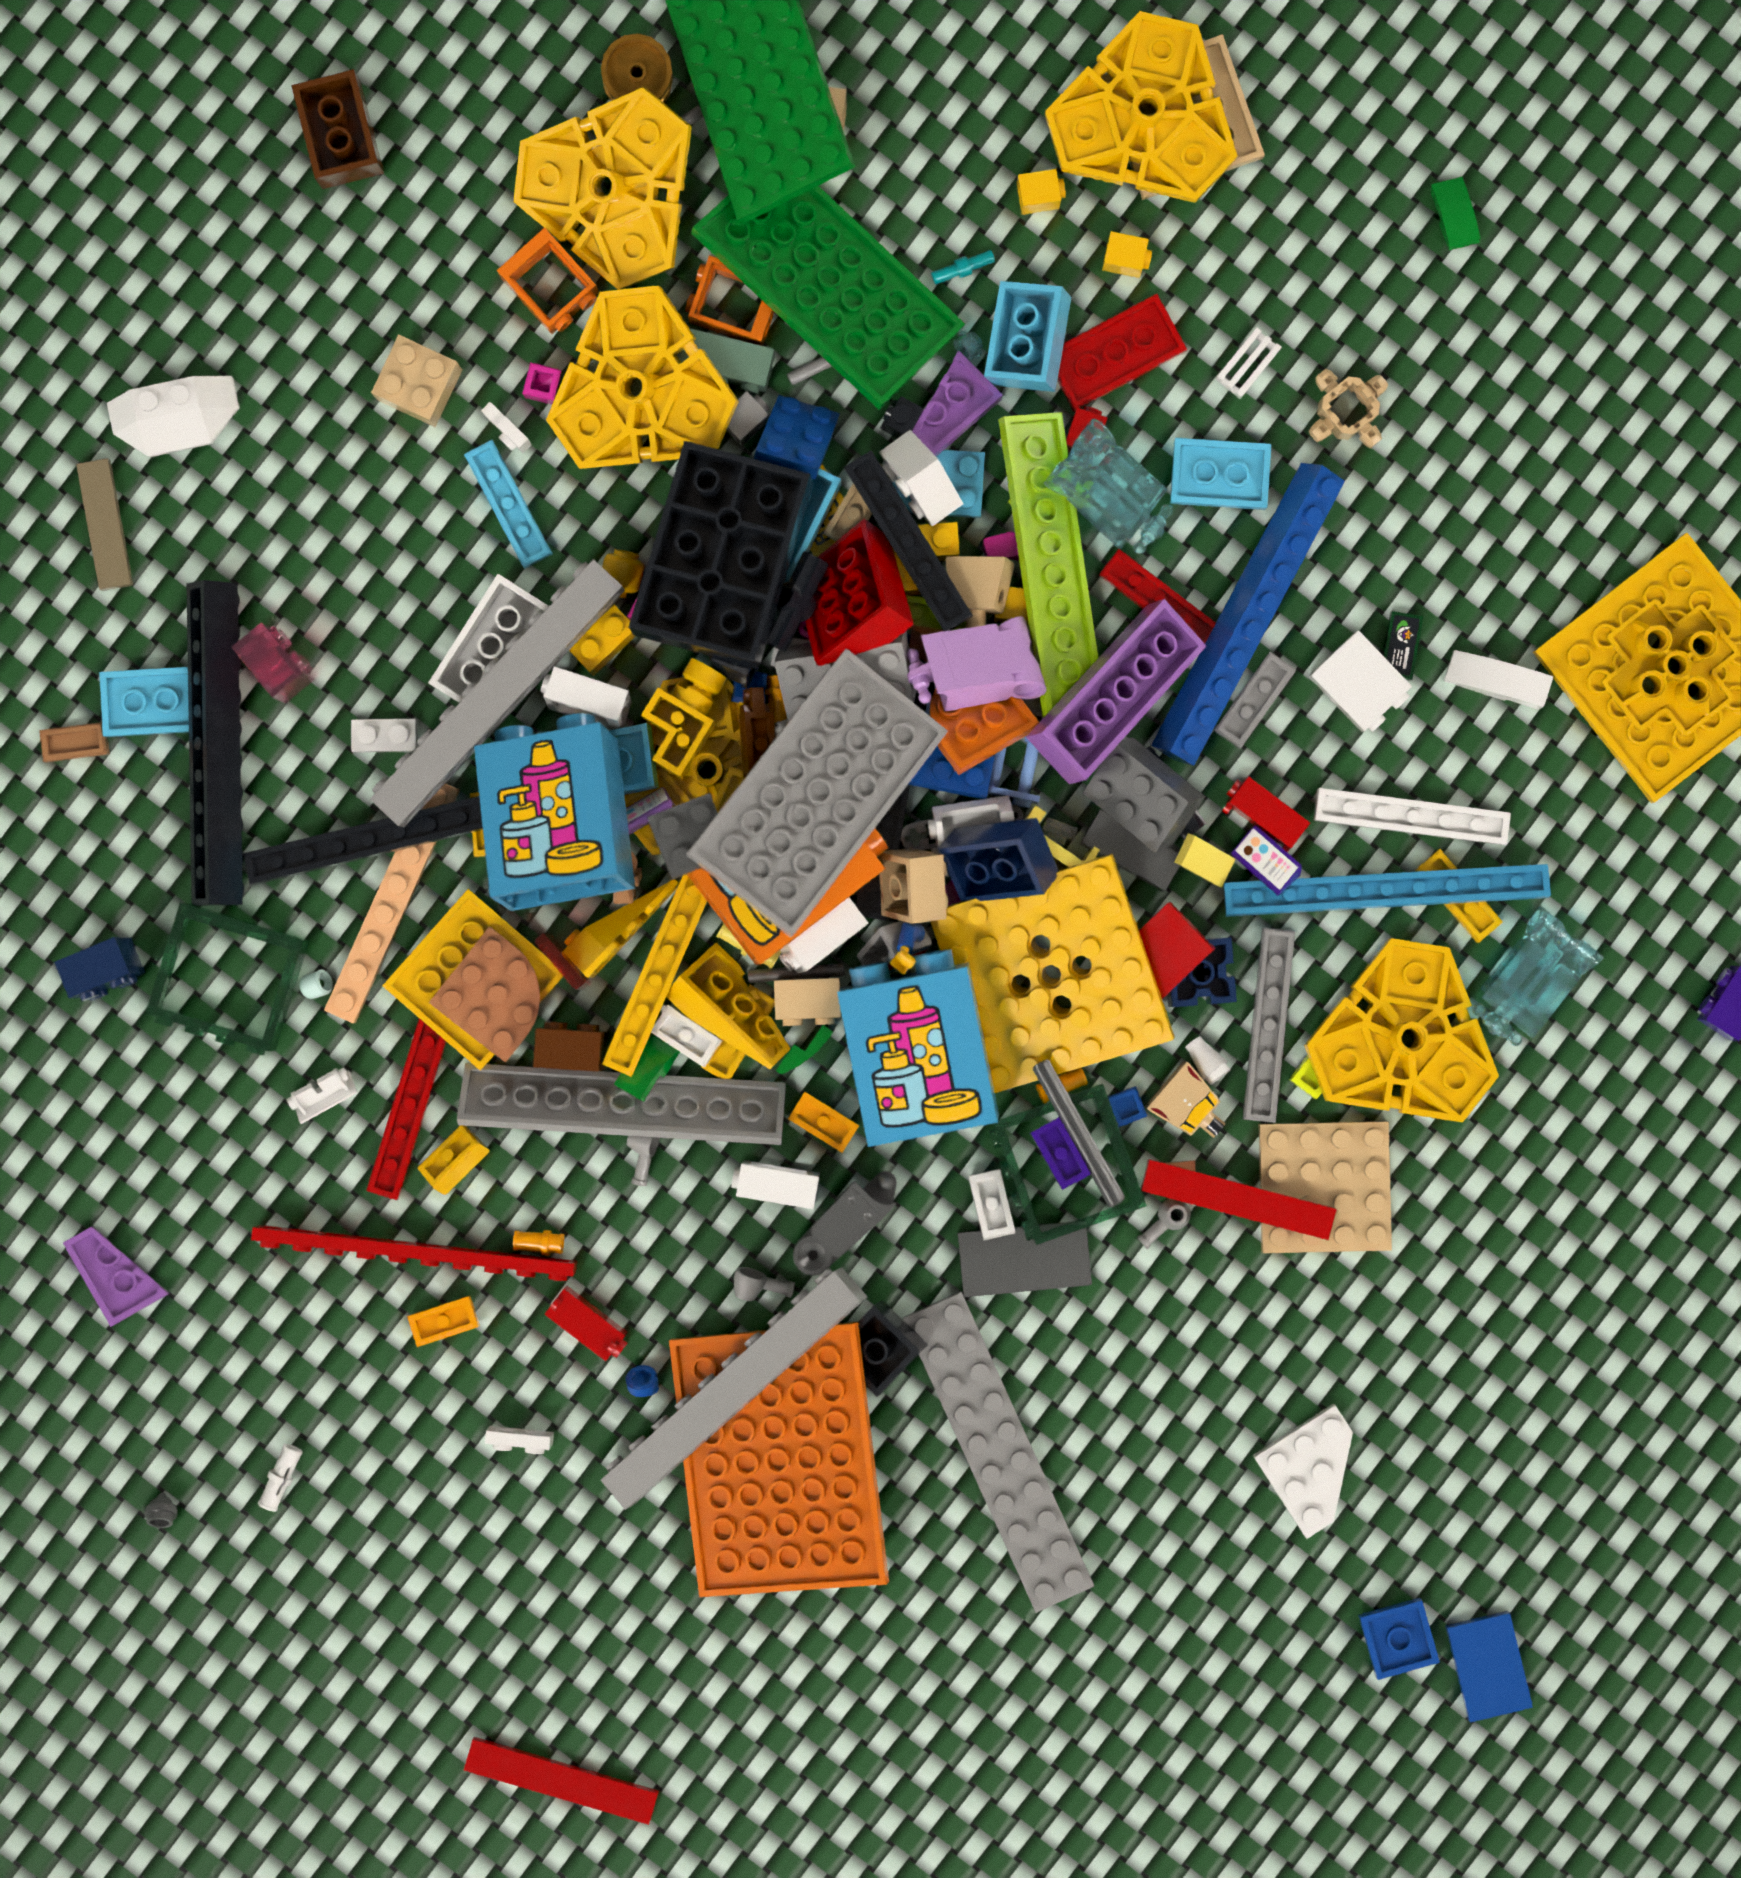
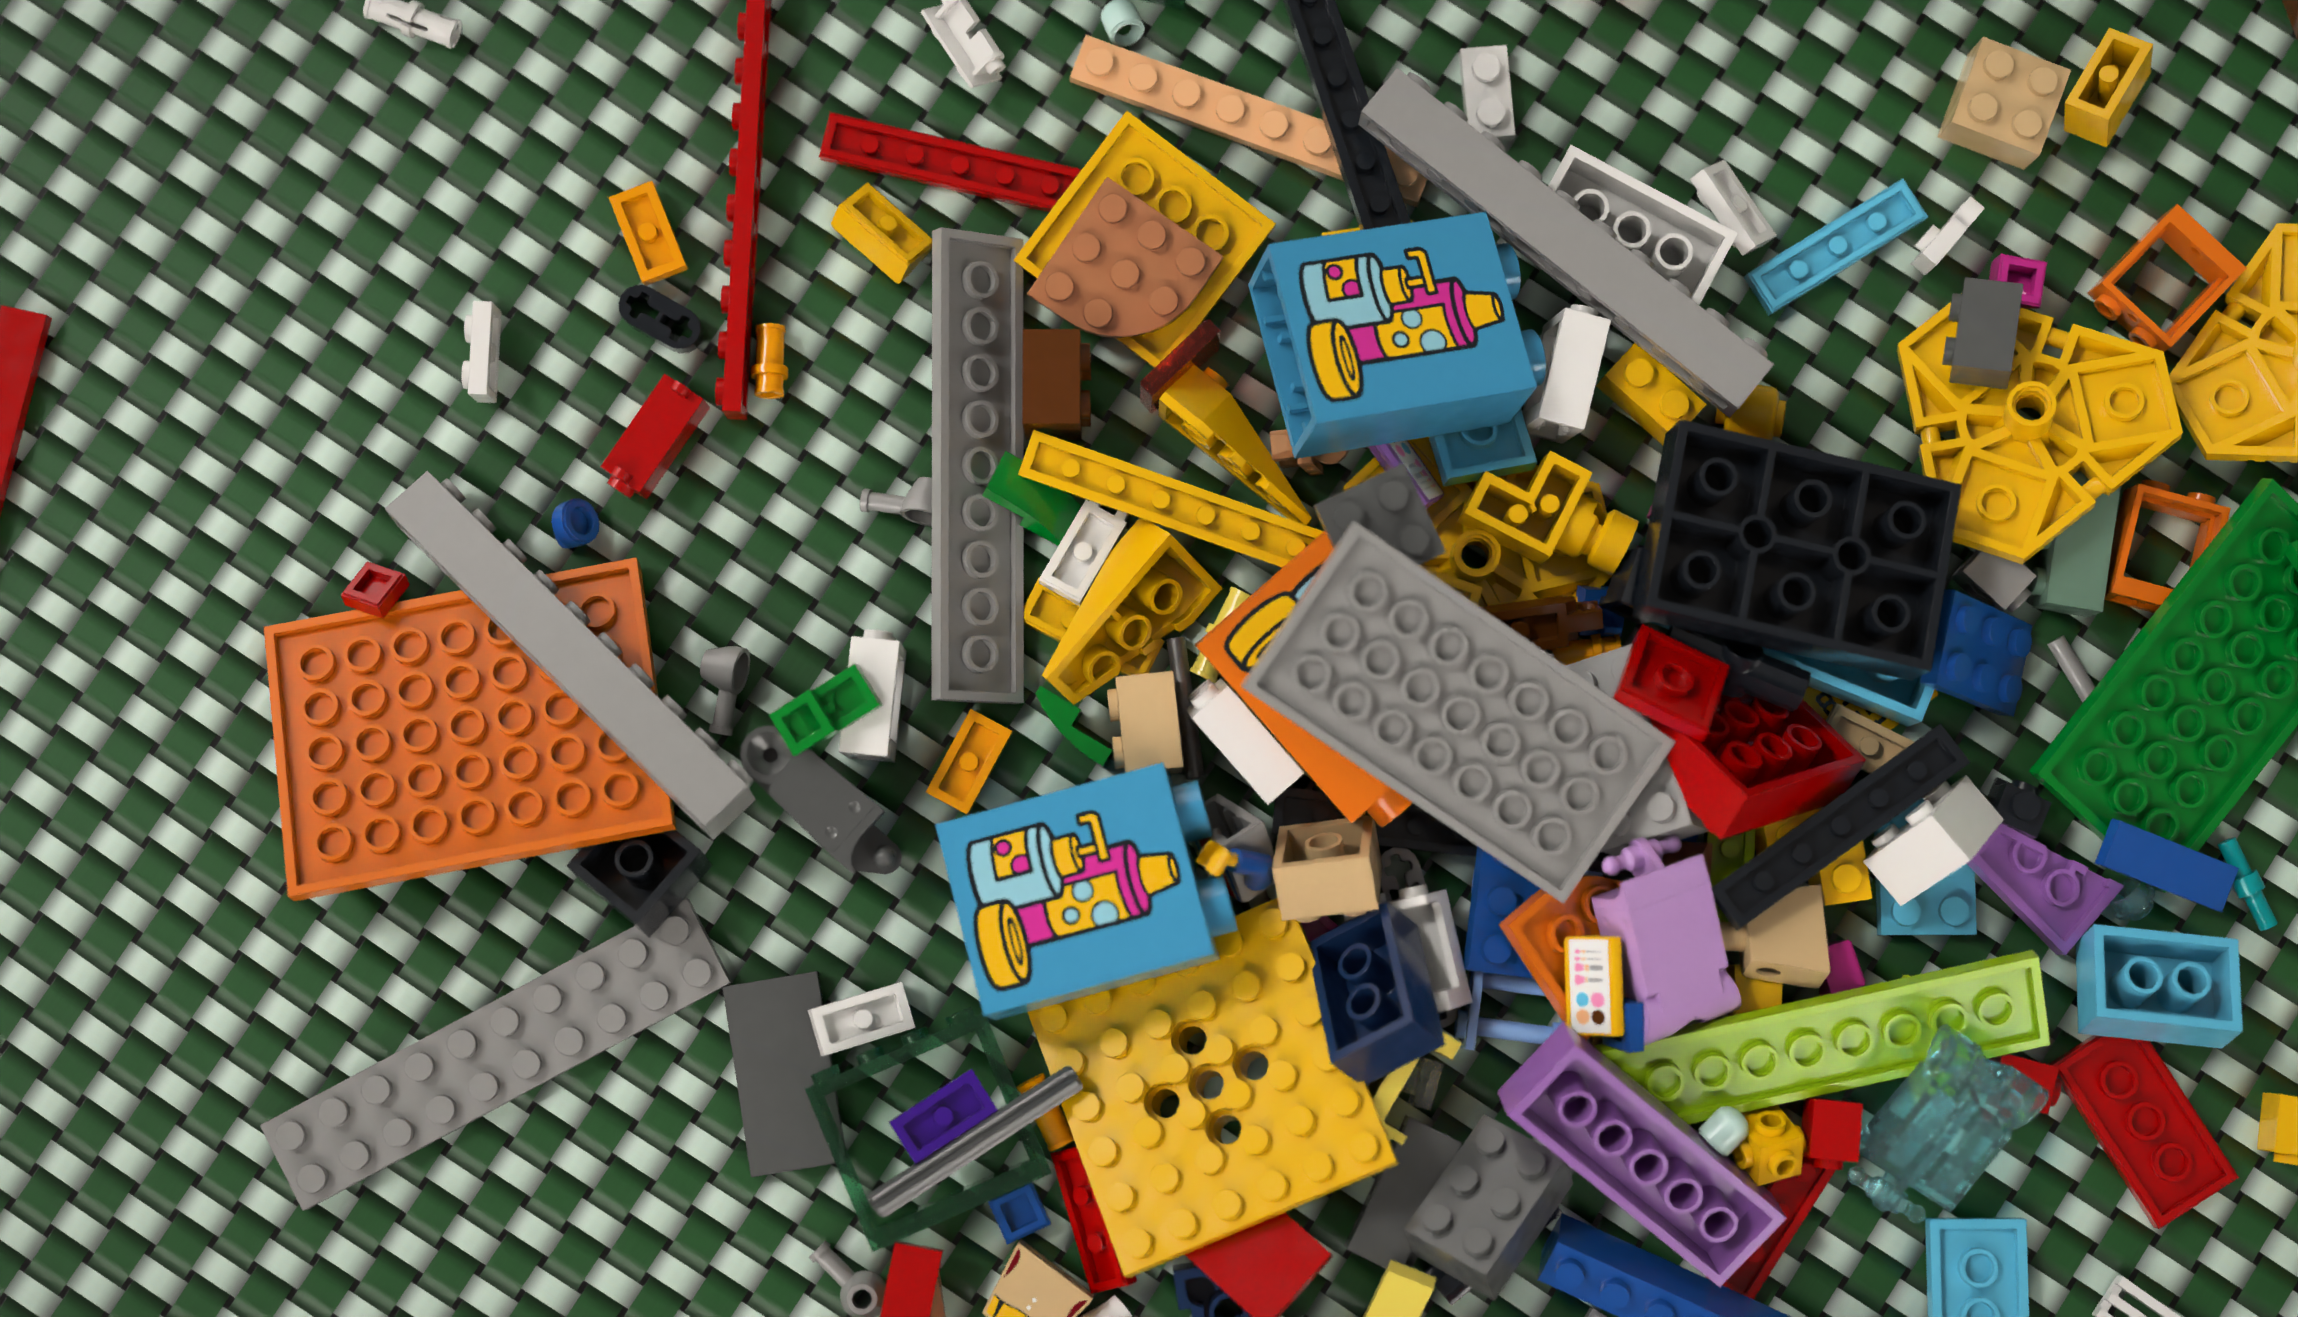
camera: 80 degrees right, 5 degrees down
(411, 309) = (2108, 87): none -> yellow brick
(476, 573) = (1732, 206): none -> white plate
(497, 1311) = (666, 310): none -> black beam
(578, 411) = (1984, 334): none -> dark grey brick
(679, 1520) = (375, 589): none -> red tile
(785, 1216) = (825, 710): none -> green slope
(806, 647) = (1671, 683): none -> red tile
(947, 322) = (2166, 865): none -> blue tile
(1003, 714) = (1594, 985): none -> slope
(1029, 697) = (1633, 1028): none -> blue tile
(1103, 633) = (1725, 1129): none -> light aqua piece
(1109, 562) = (1832, 1131): none -> red brick
(1115, 605) = (1772, 1146): none -> yellow brick
(1138, 1061) = (1088, 1226): none -> red tile

